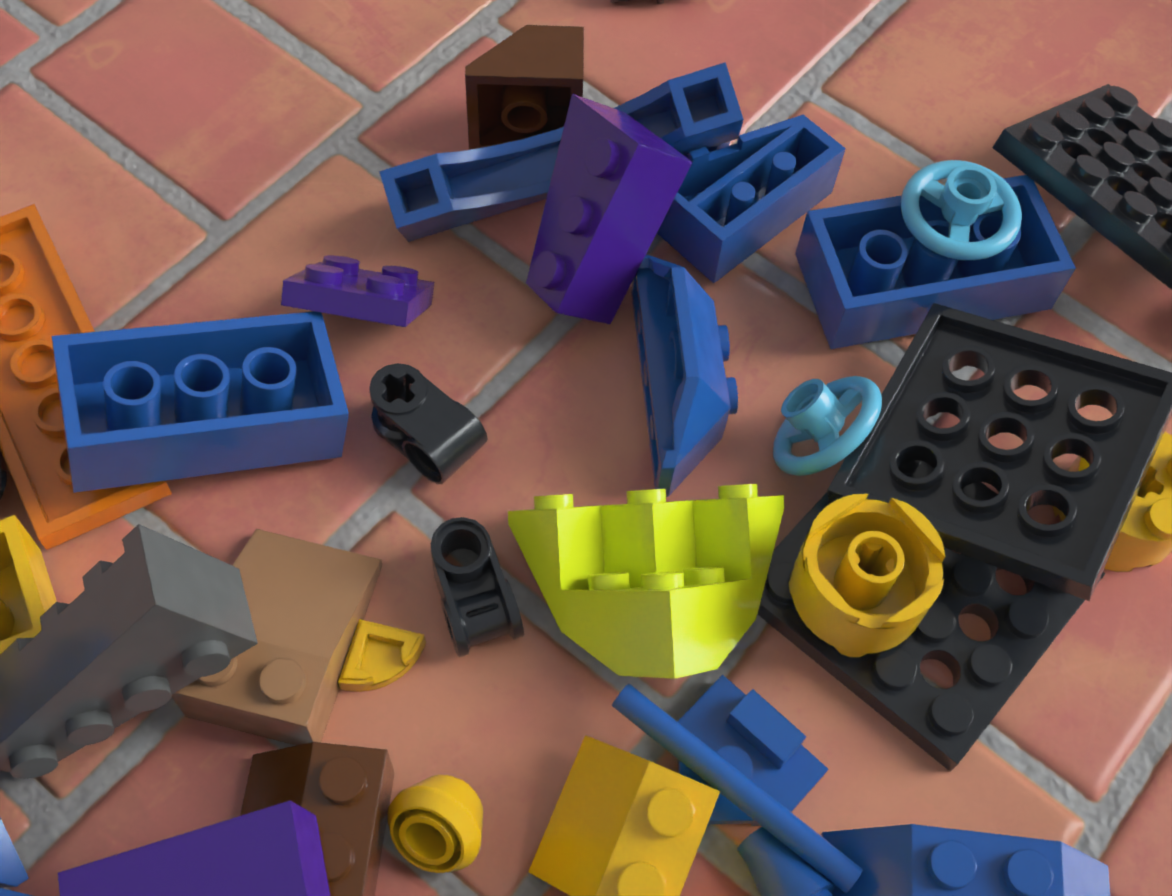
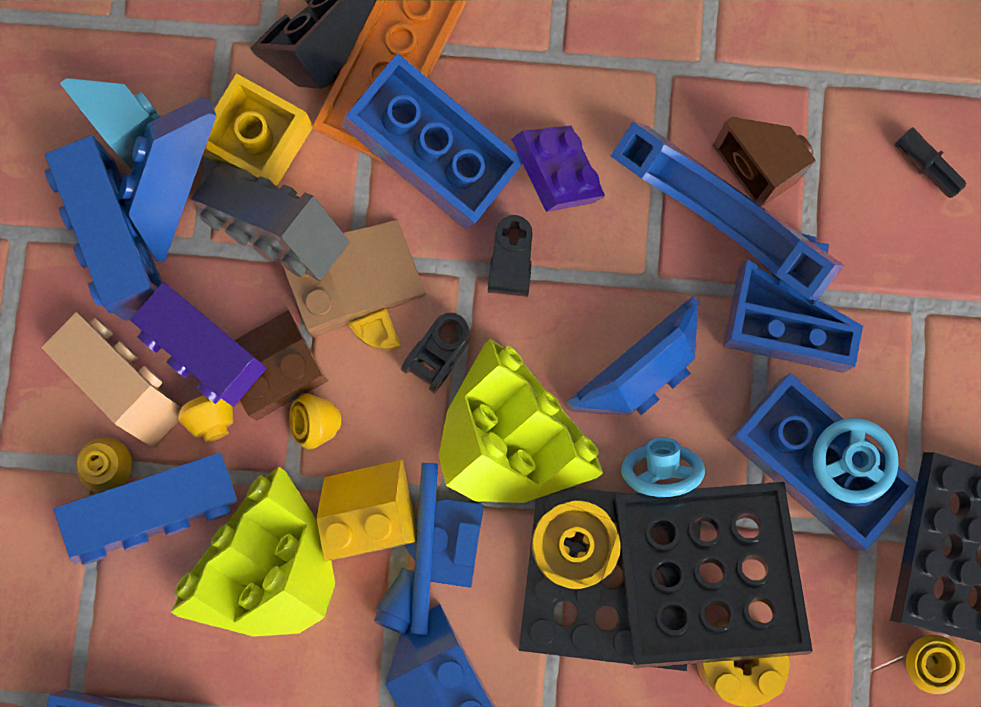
camera: 60 degrees right, 20 degrees up
(601, 210) = (701, 259): dark purple wedge -> none

